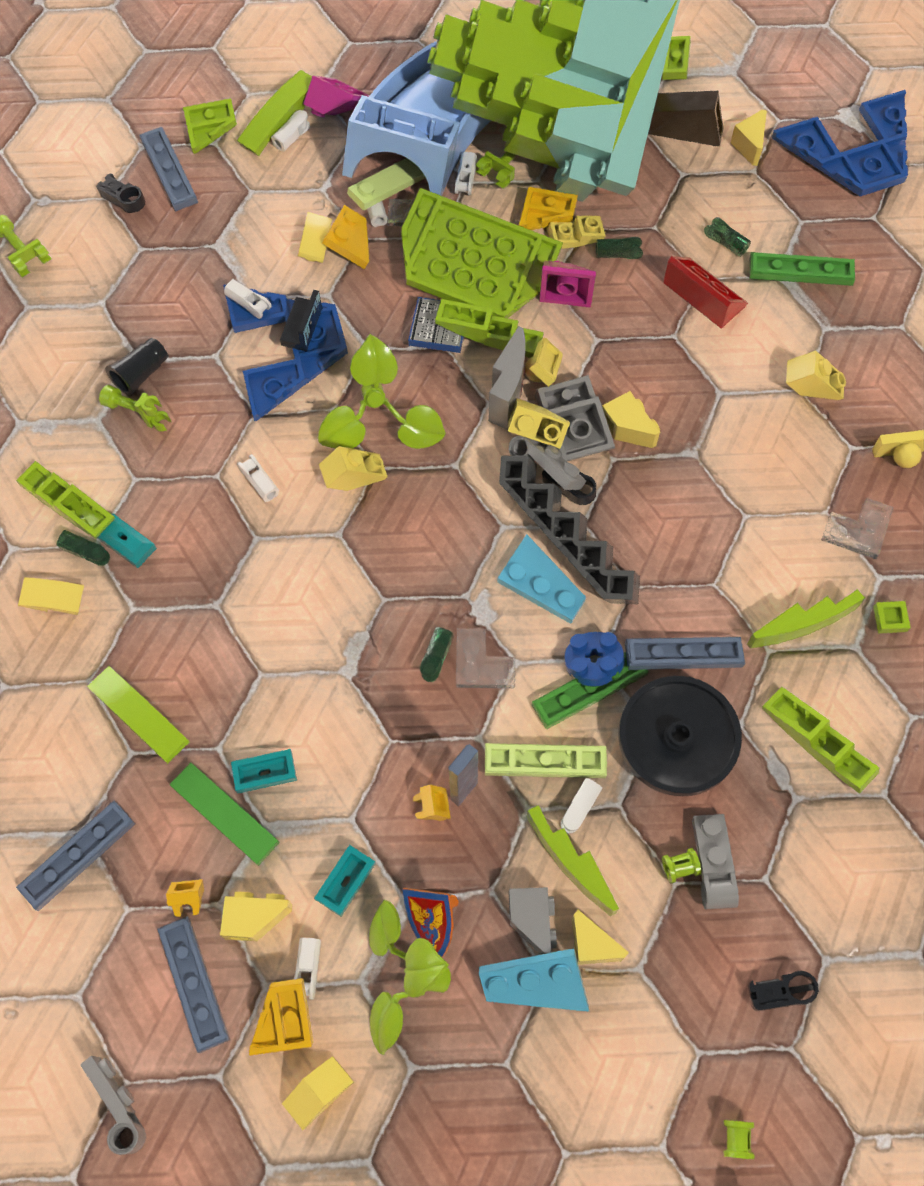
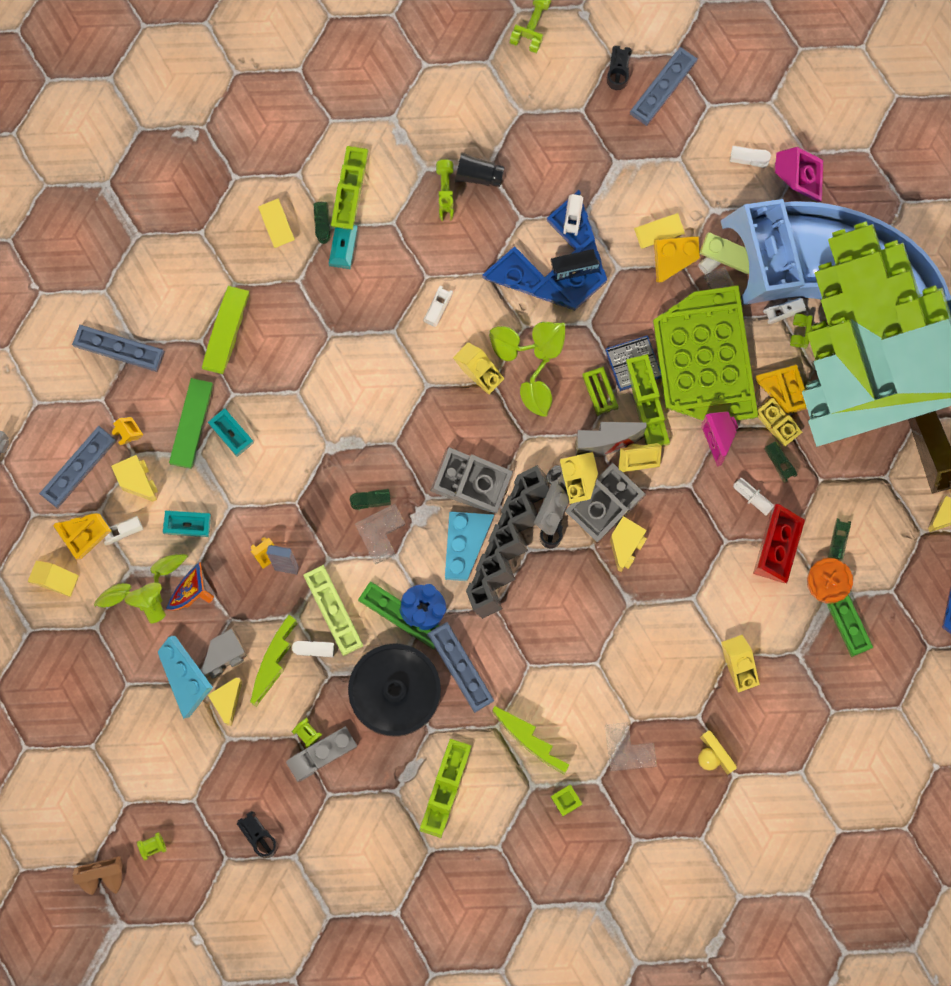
camera: 60 degrees right, 10 degrees up
(208, 122) = (720, 90): lime wing -> none
(276, 113) = (758, 136): lime slope -> none
(448, 374) = (606, 408): none -> lime tile
(474, 539) = (471, 480): none -> light grey slope
(643, 287) = (753, 496): none -> white axle
(768, 261) = (829, 580): none -> orange tile

